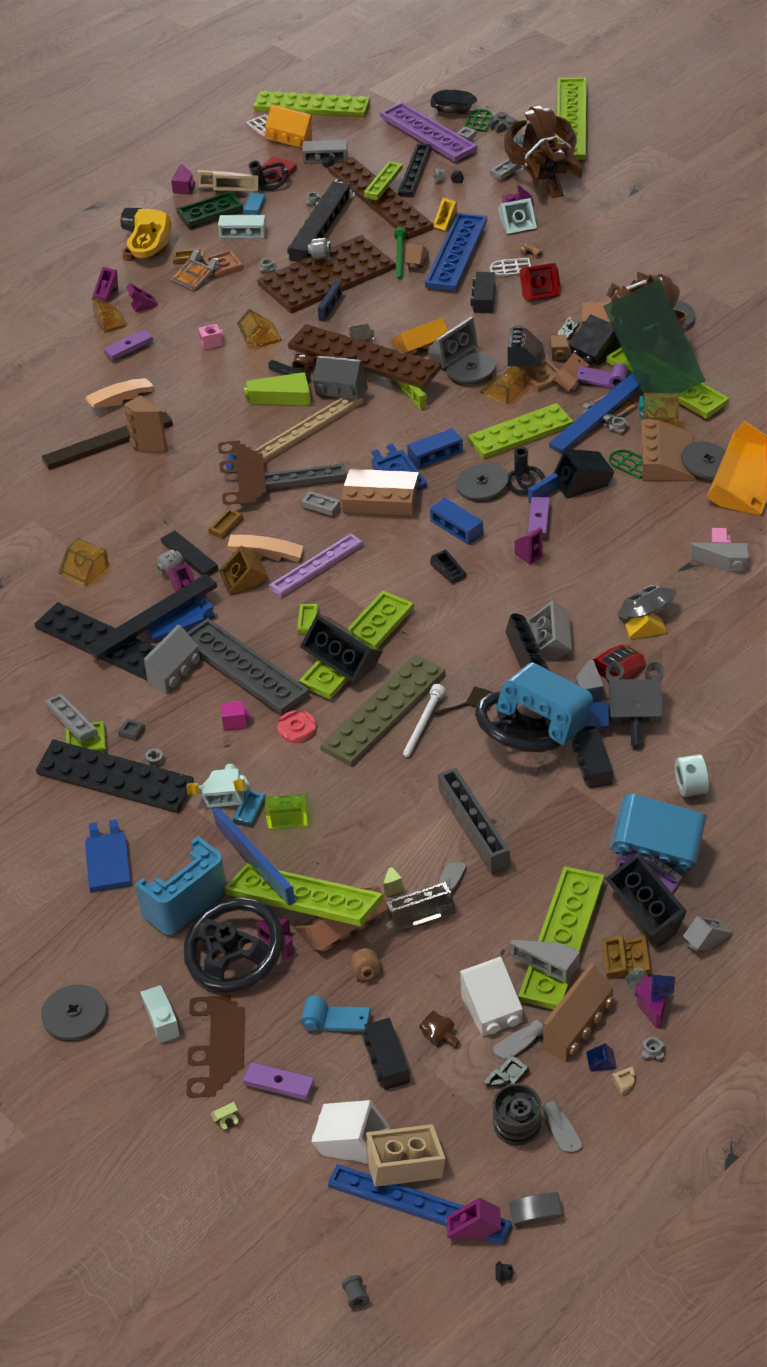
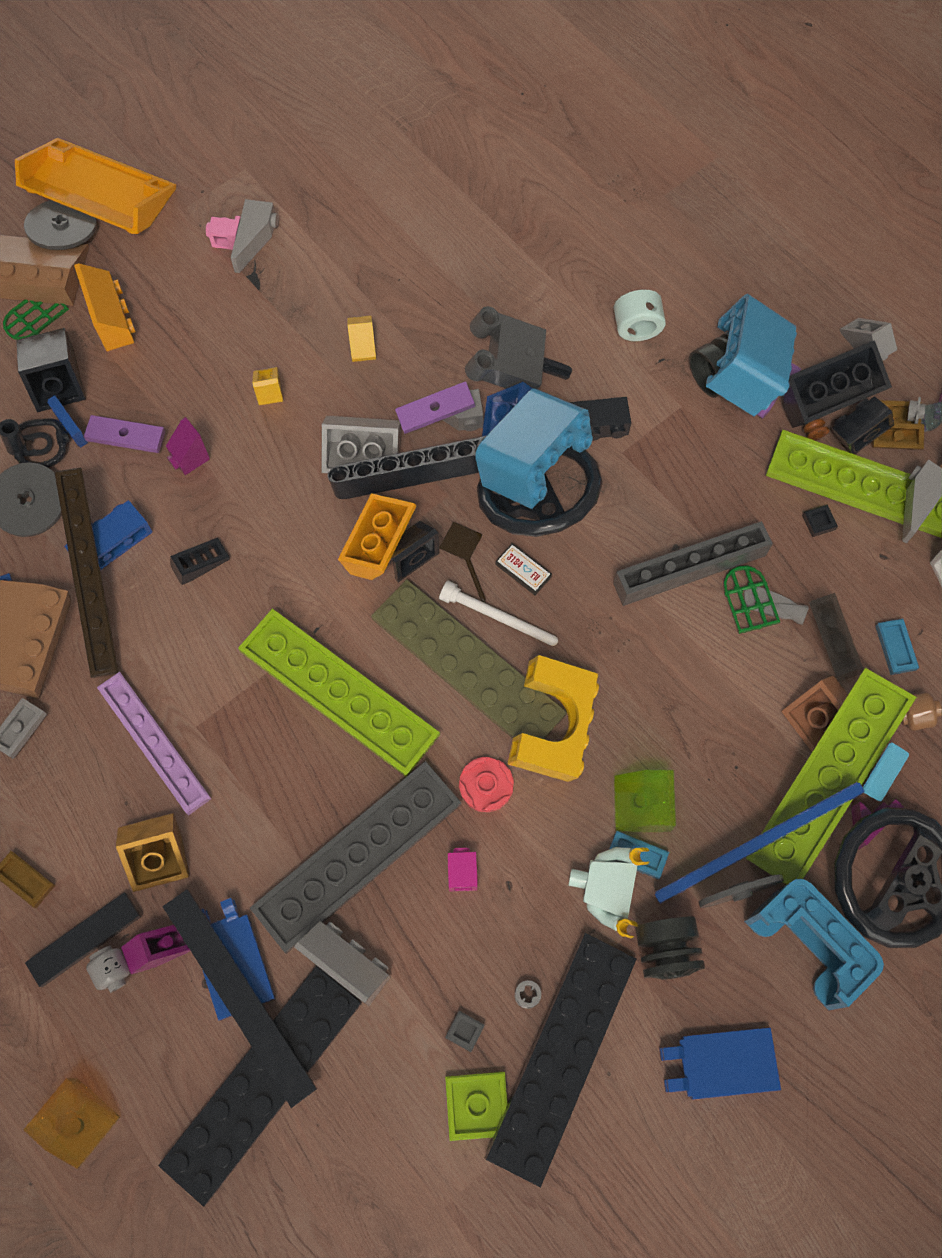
camera: 90 degrees left, 25 degrees up
(71, 718) = (435, 1131): light grey tile -> none
(181, 815) = (670, 947): none -> pearl dark grey wheel
(218, 843) = (741, 891): none -> dark grey piece
(266, 547) = (103, 817): light nougat slope -> none
(306, 616) = (268, 759): lime tile -> none
(306, 916) = (885, 771): none -> medium azure slope
(340, 648) = (362, 709): black slope -> none
(364, 762) = (576, 692): none -> yellow arch
(392, 883) = (786, 672): yellowish green slope -> none
(422, 957) = (897, 646): none -> dark azure tile
(426, 509) = (86, 573): none -> dark brown tile
(461, 733) = (523, 569): none -> tile
(463, 664) = (415, 549): none -> black slope
(471, 642) = (376, 536): none -> light orange slope
(471, 852) = (758, 605): none -> green window
(527, 907) = (819, 520): none -> black tile
(579, 659) = (420, 413): none -> medium lavender tile
(591, 579) = (267, 386): none -> yellow slope
(609, 899) = (816, 429): none -> dark orange bush
(610, 920) = (863, 425): none -> black slope
(629, 658) = (424, 372): red slope -> none
(636, 487) = (105, 306): none -> light orange slope
(639, 956) = (916, 410): none -> light grey plate
(646, 601) = (345, 320): dark grey piece -> none

